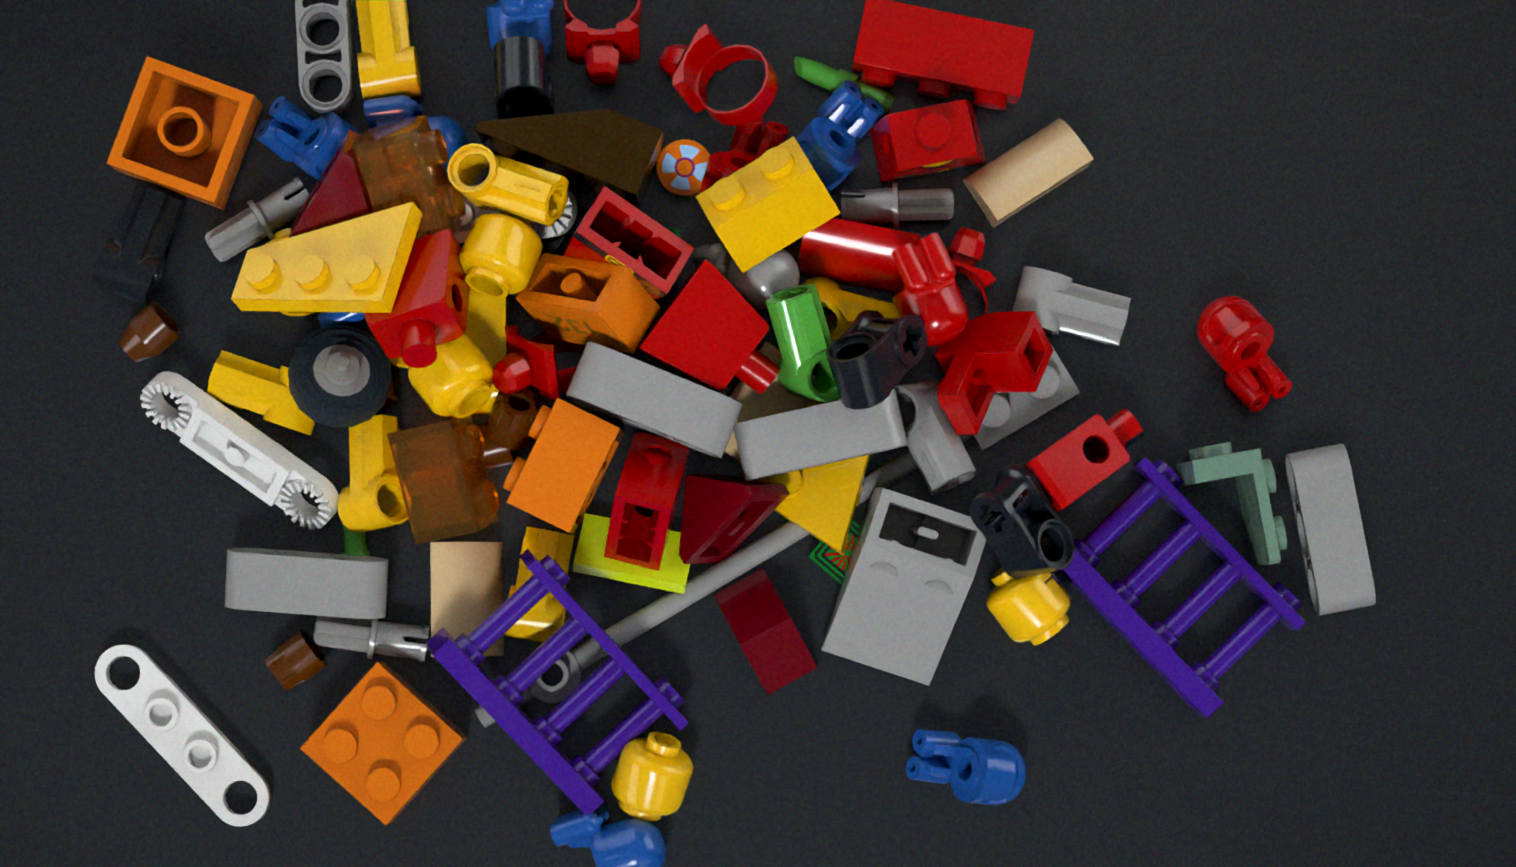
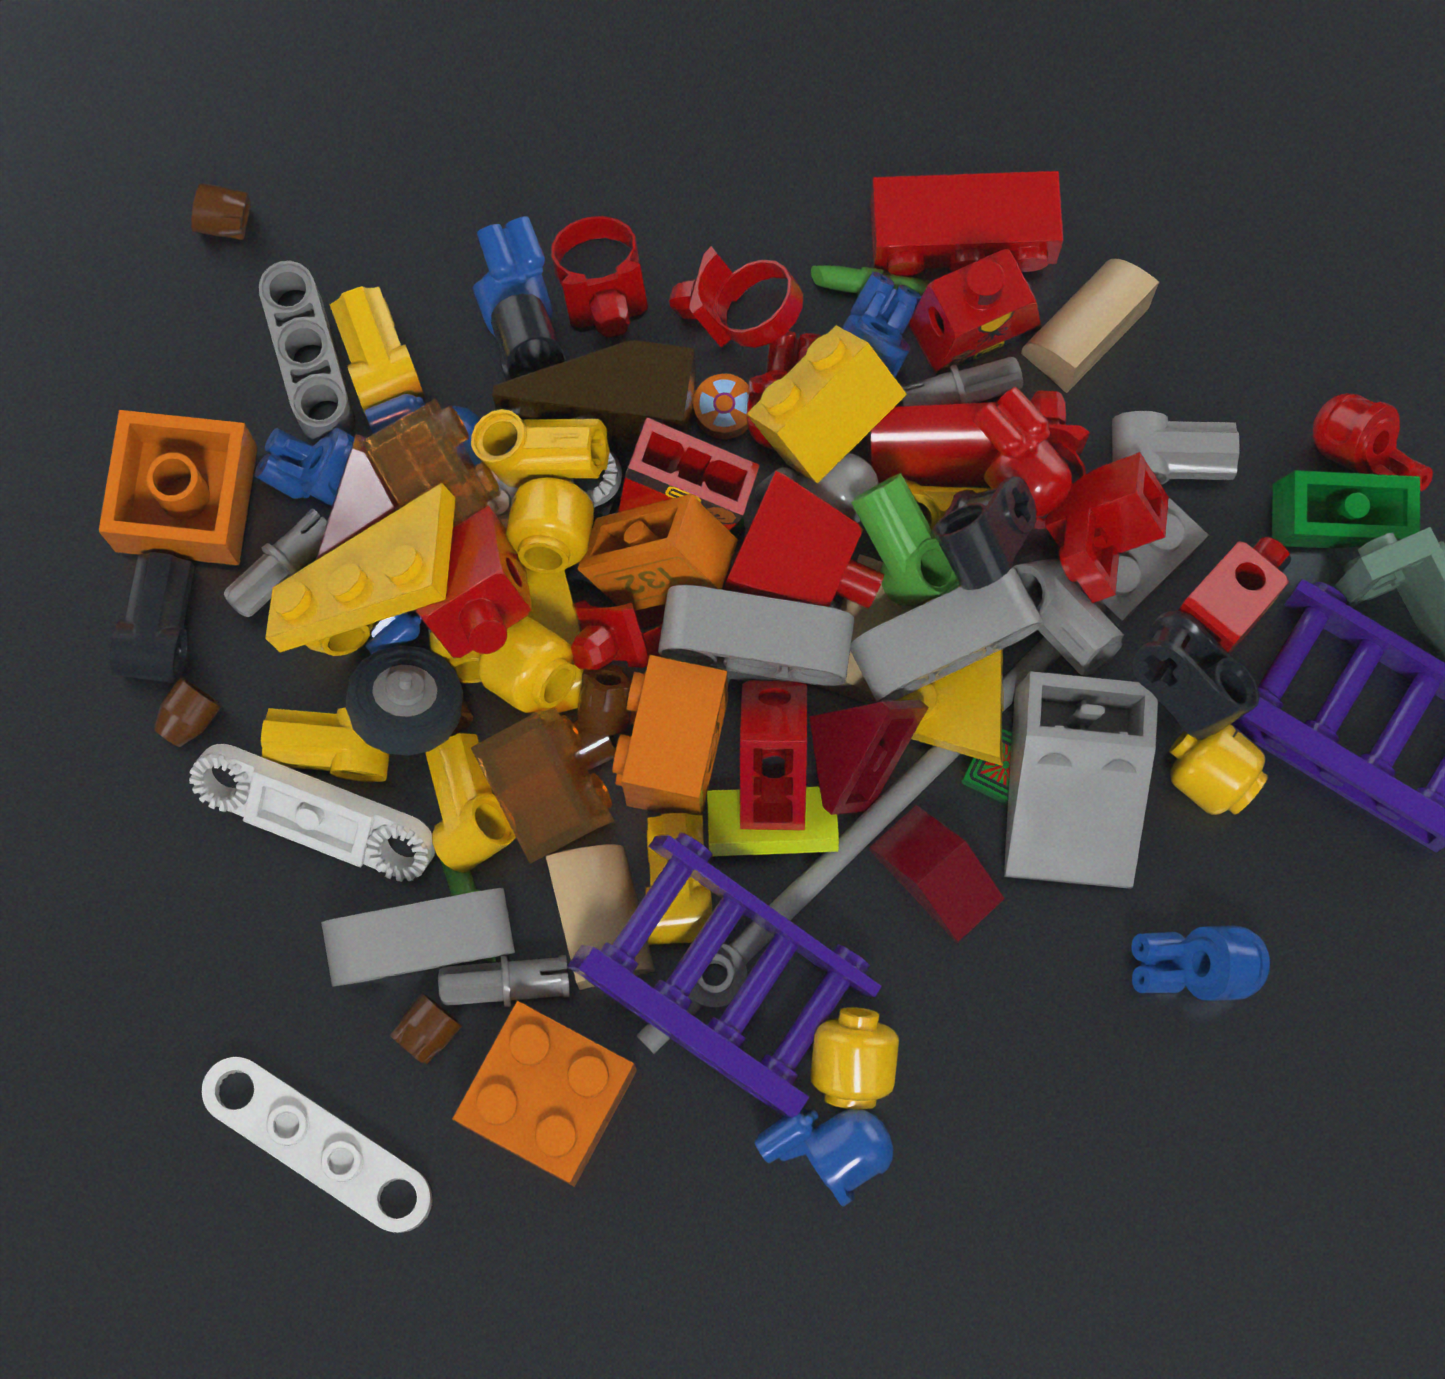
camera: 10 degrees left, 10 degrees down
(1202, 404) = (1343, 508): none -> green slope

